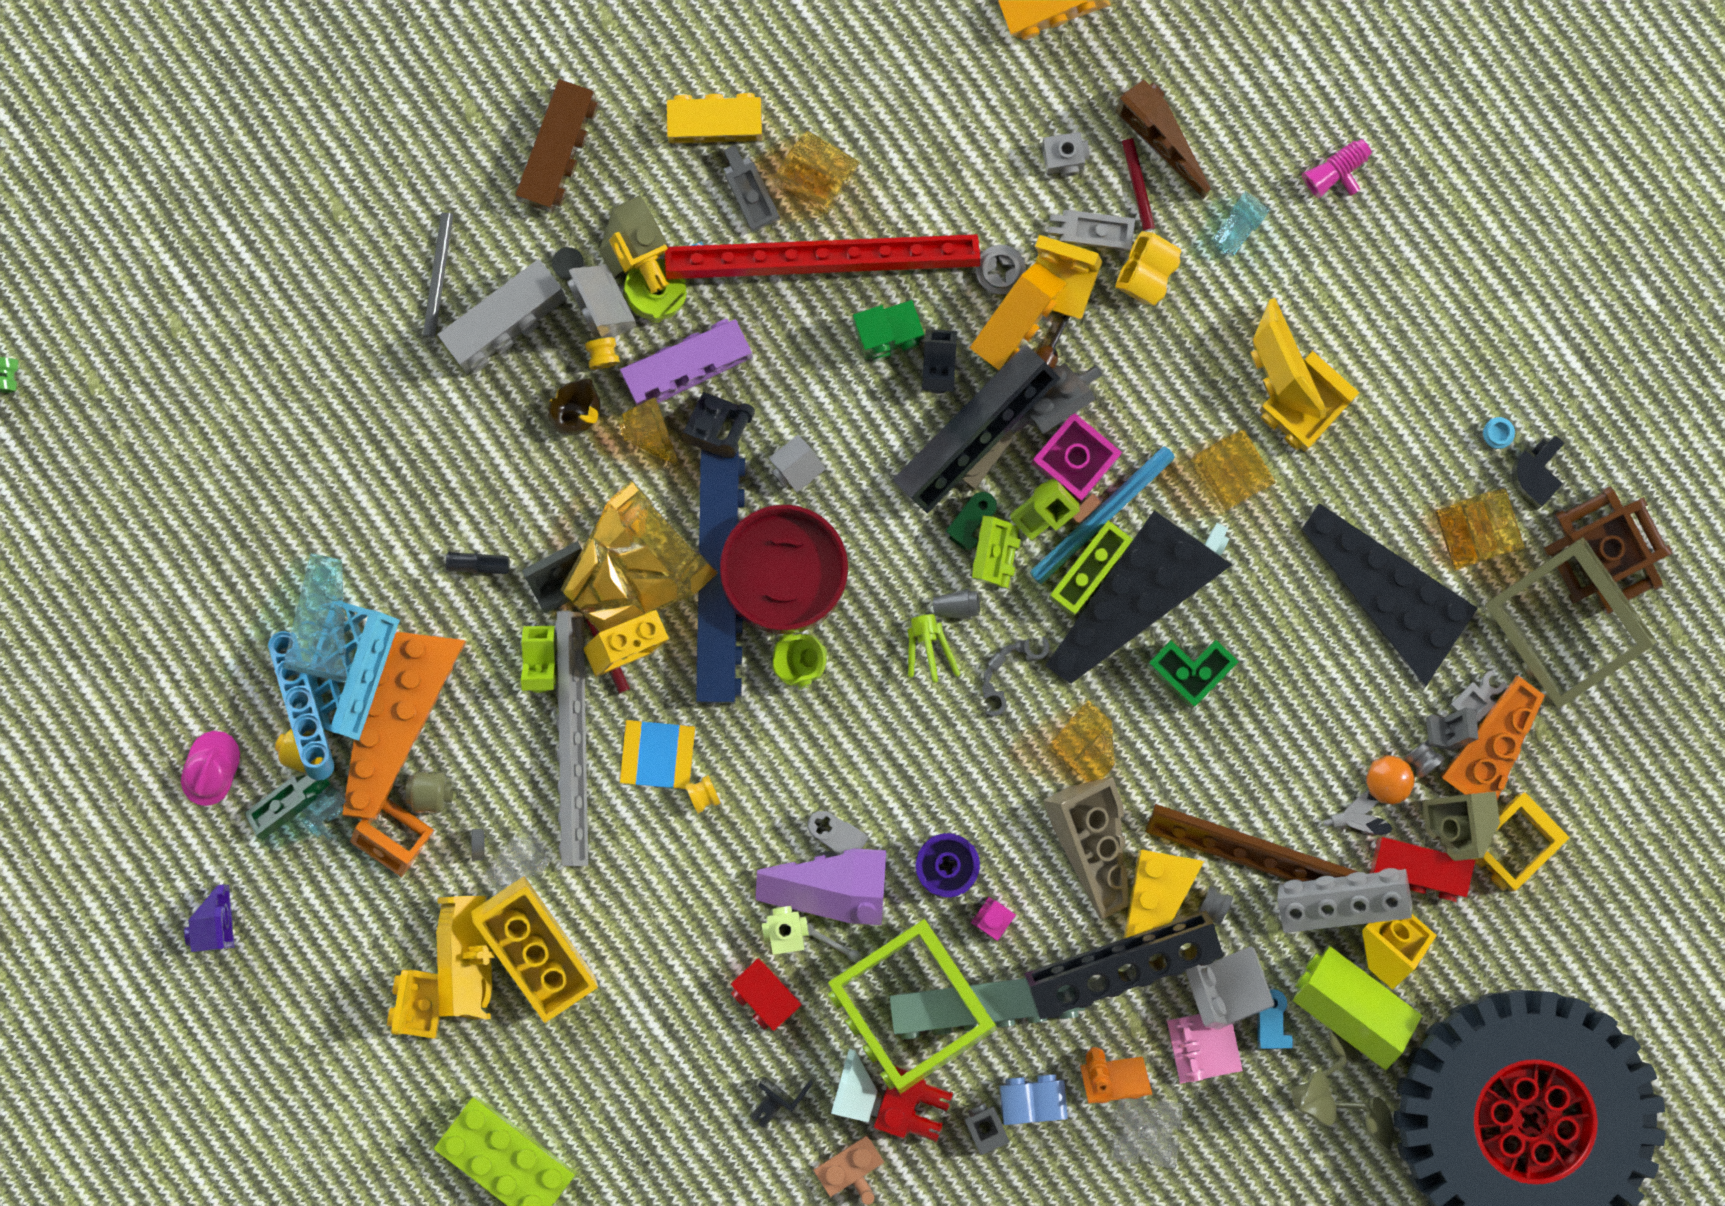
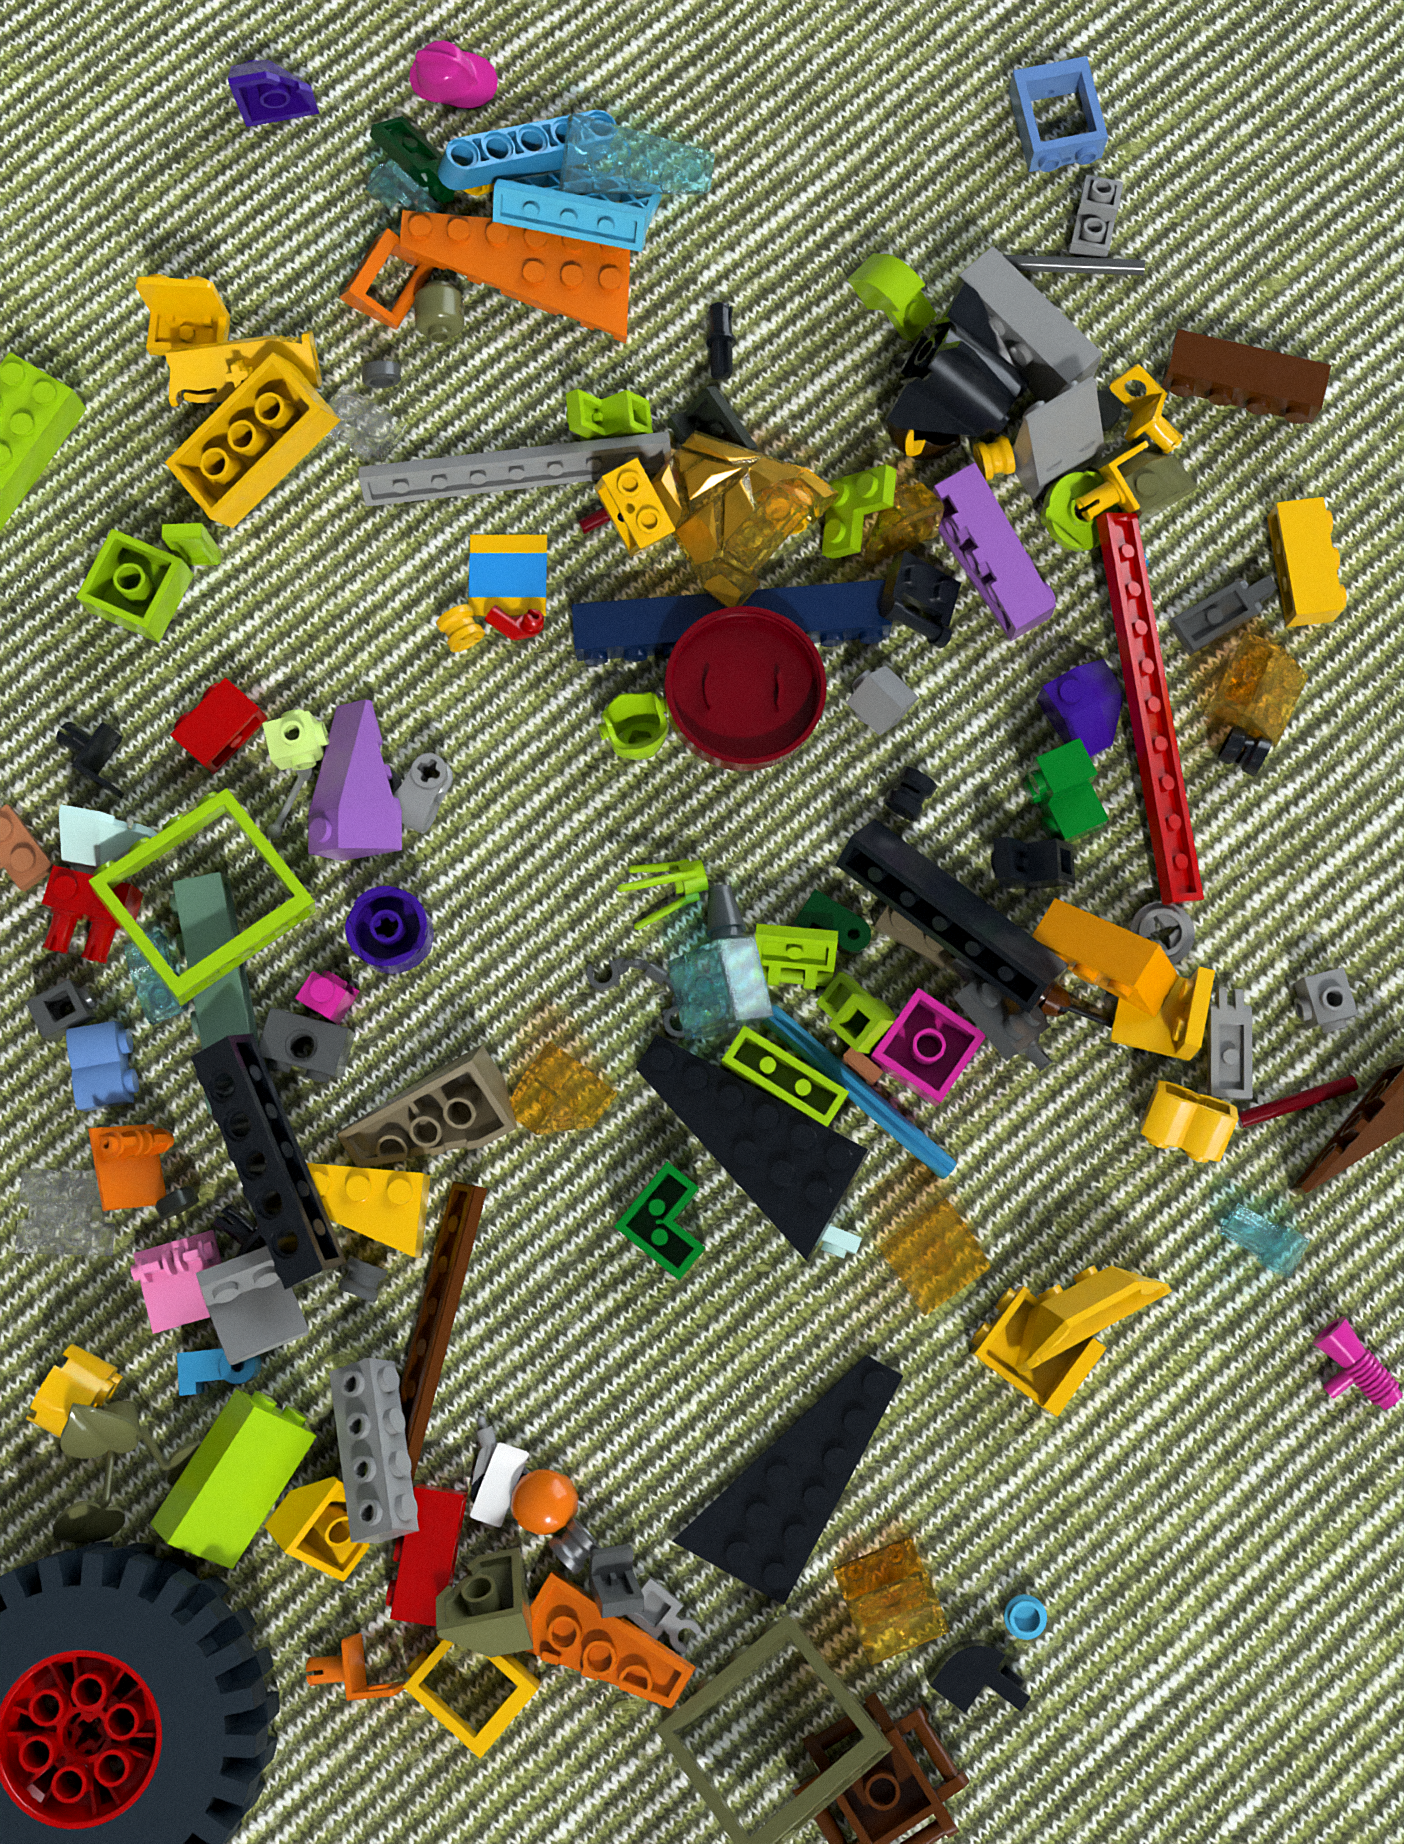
camera: 90 degrees right, 5 degrees down
(276, 273) = (1052, 81): none -> medium blue window
(399, 246) = (1096, 217): none -> light grey slope
(452, 418) = (895, 288): none -> lime brick
(539, 374) = (959, 376): none -> black brick
(578, 227) = (1146, 410): none -> yellow bracket
(615, 1005) = (191, 543): none -> lime tile
(627, 465) = (858, 495): none -> lime plate
(643, 1055) = (135, 585): none -> lime brick
(704, 749) = (516, 627): none -> red arm
(815, 305) = (1084, 705): none -> dark purple slope
(863, 187) = (1252, 754): none -> black wheel
(878, 455) = (910, 793): none -> black wheel
(979, 1056) = (153, 995): none -> clear light blue slope
(1018, 611) = (720, 988): none -> clear light blue brick
(1037, 919) = (286, 1030): none -> dark grey brick
(1144, 1046) = (176, 1202): none -> pearl dark grey tile
(1171, 995) = (241, 1230): none -> black bracket
(1285, 1128) = (82, 1381): none -> yellow brick
(1375, 813) = (498, 1484): none -> white sticker
(1499, 933) = (350, 1670): none -> orange bracket

